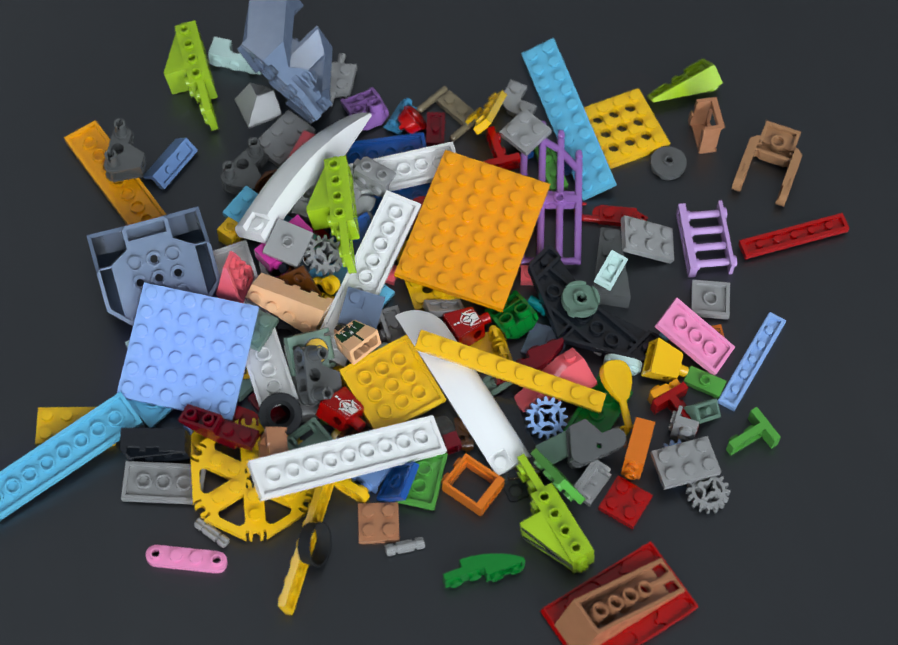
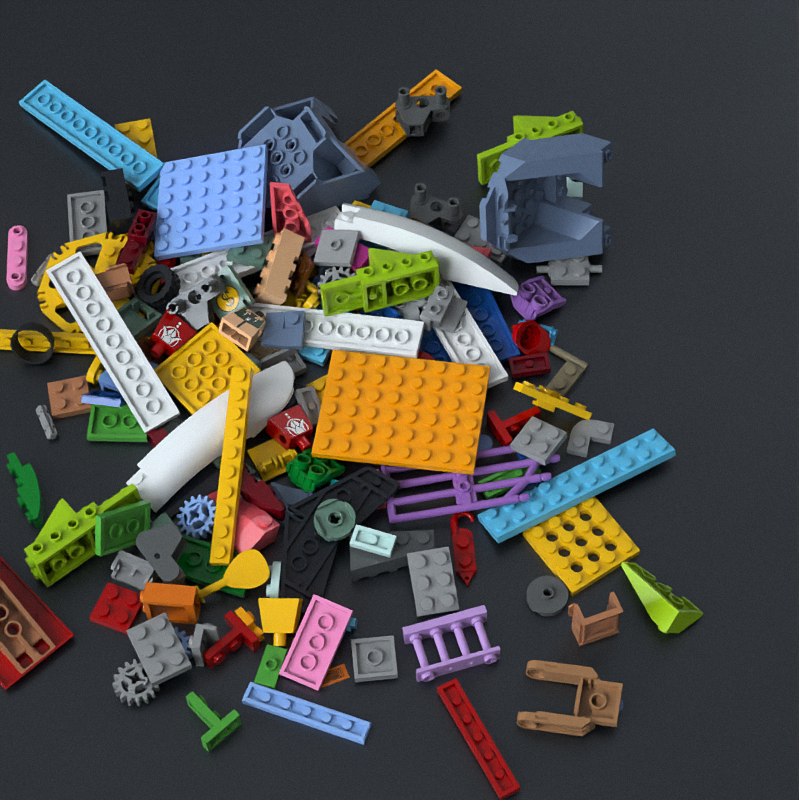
camera: 85 degrees right, 5 degrees down
(171, 162) = (430, 156): medium blue panel -> none
(487, 498) = (108, 482): orange window -> none
(704, 410) = (229, 664): sand green slope -> none

